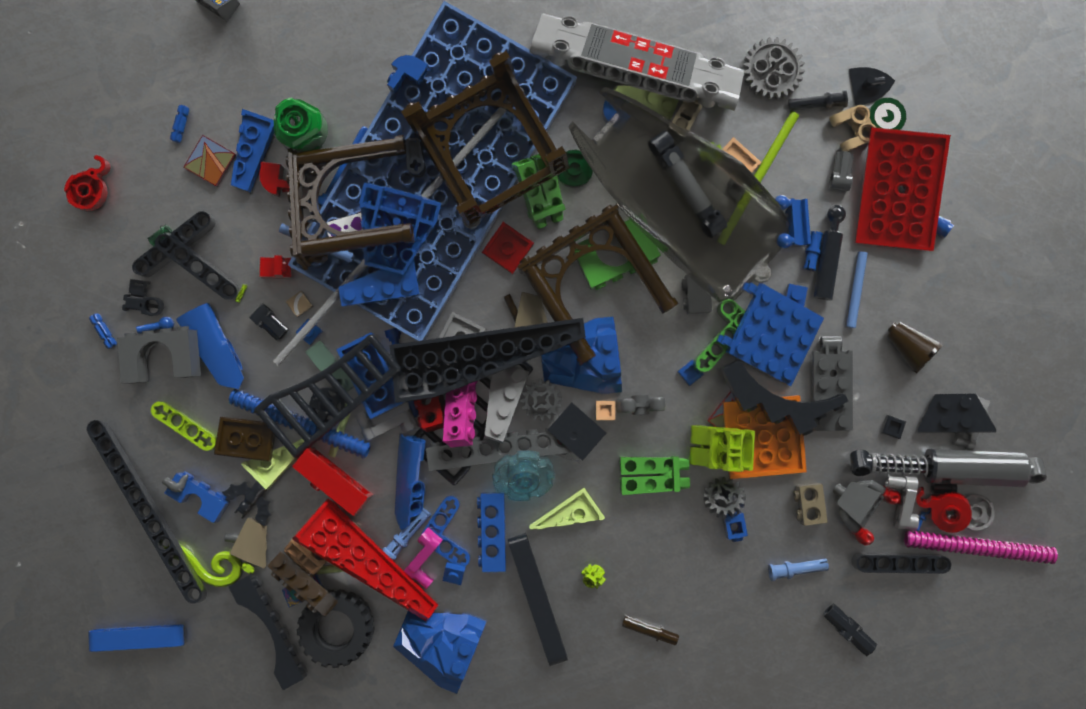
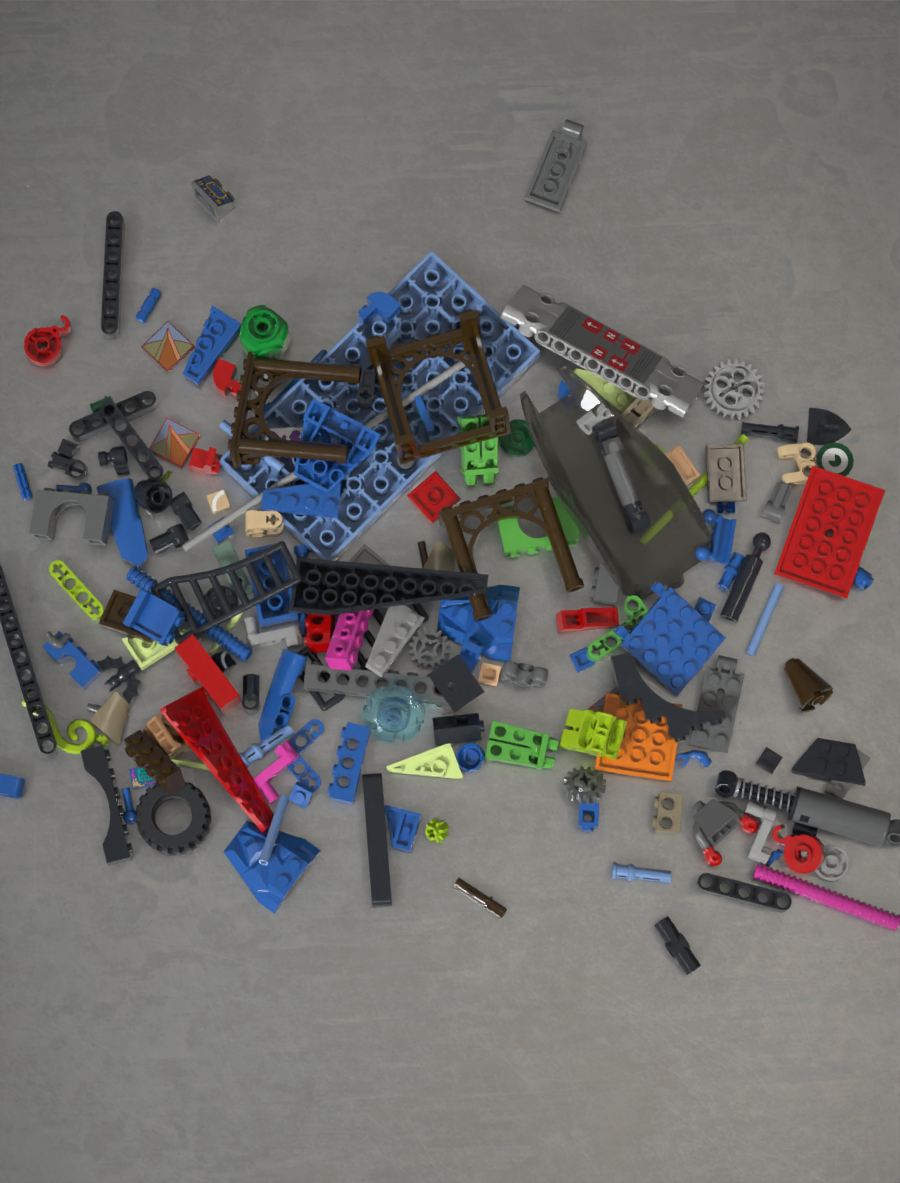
camera: 15 degrees right, 10 degrees down
(130, 95) = (112, 266): none -> black beam
(189, 285) = (117, 457): none -> black piece
(232, 315) = (153, 495): none -> black piece
(241, 255) = (174, 442): none -> tile
(264, 351) = (173, 538): none -> black piece
(265, 439) = (154, 617): none -> blue panel
(290, 625) = (130, 813): none -> blue bar
(344, 318) = (261, 524): none -> tan piece
(344, 461) = (224, 661): none -> black tile
(379, 484) = (251, 691): none -> black piece
(436, 617) = (274, 829): none -> medium blue piece
(479, 171) = (424, 415): none -> blue tile
(559, 581) = (402, 827): none -> blue wing
(583, 396) = (471, 654): none -> blue brick
(588, 472) = (457, 728): none -> black brick
(607, 497) = (470, 757): none -> blue hair
(647, 133) = (592, 418): none -> light grey plate
(686, 332) = (587, 619): none -> red slope
(785, 154) = (725, 473): none -> tile
(796, 187) = (729, 507): none -> clear blue piece
(825, 439) = (698, 755): none -> blue piece

